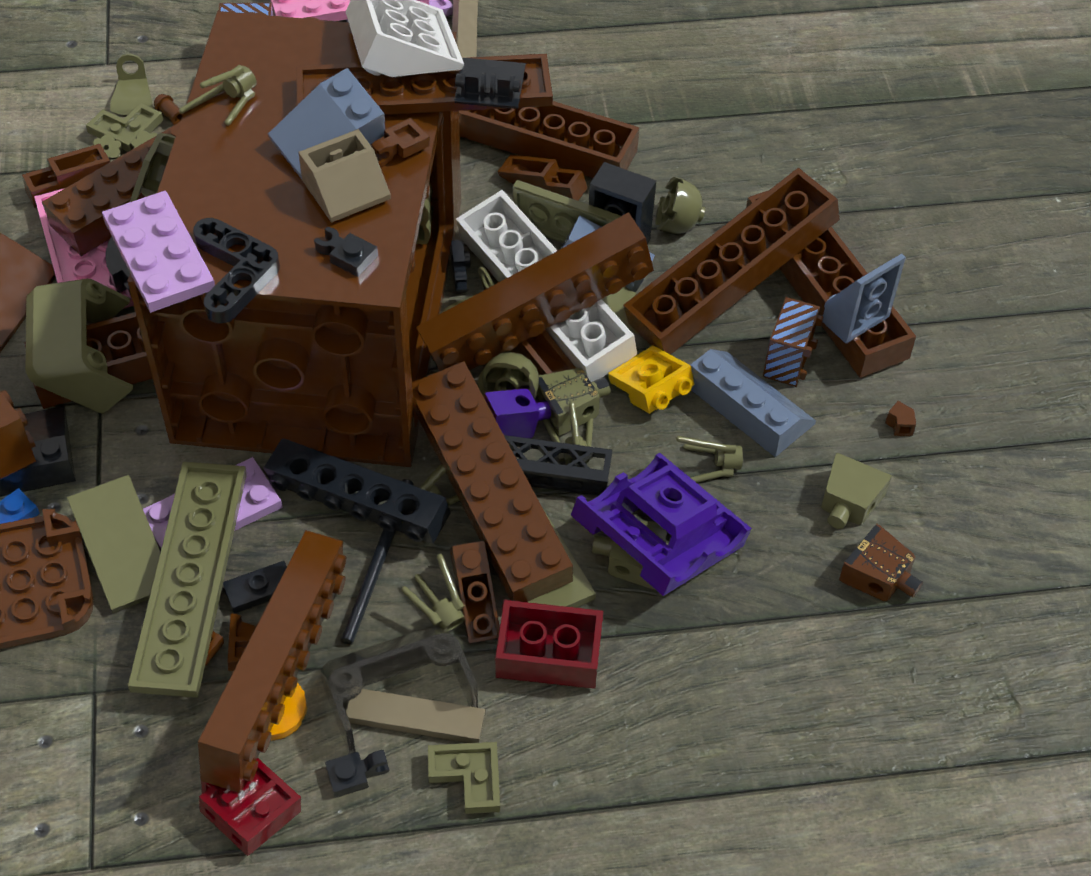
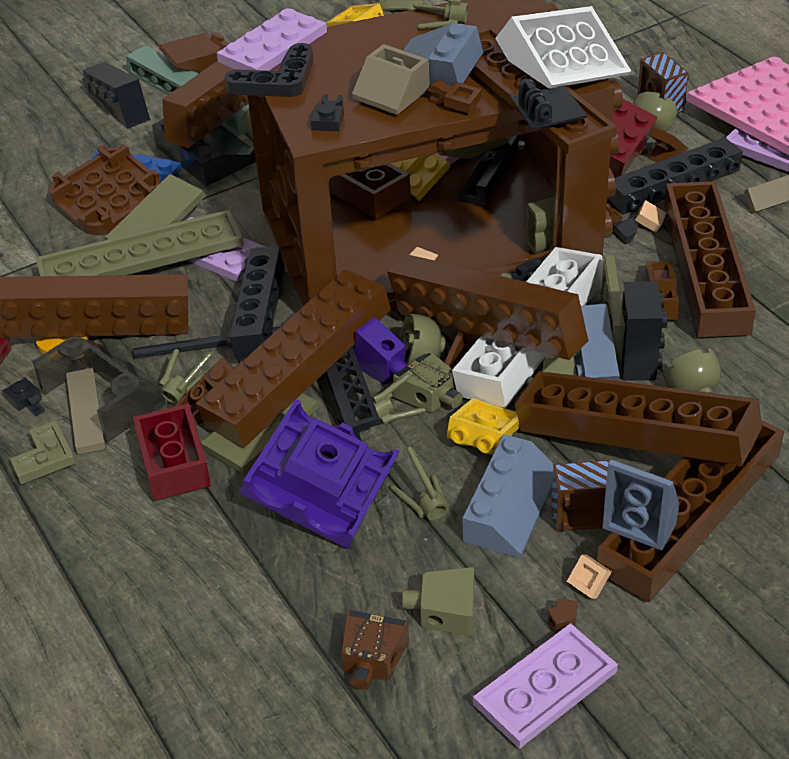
camera: 70 degrees right, 10 degrees down
(870, 382) = (589, 576): none -> light nougat tile
(970, 461) = (544, 685): none -> lavender plate

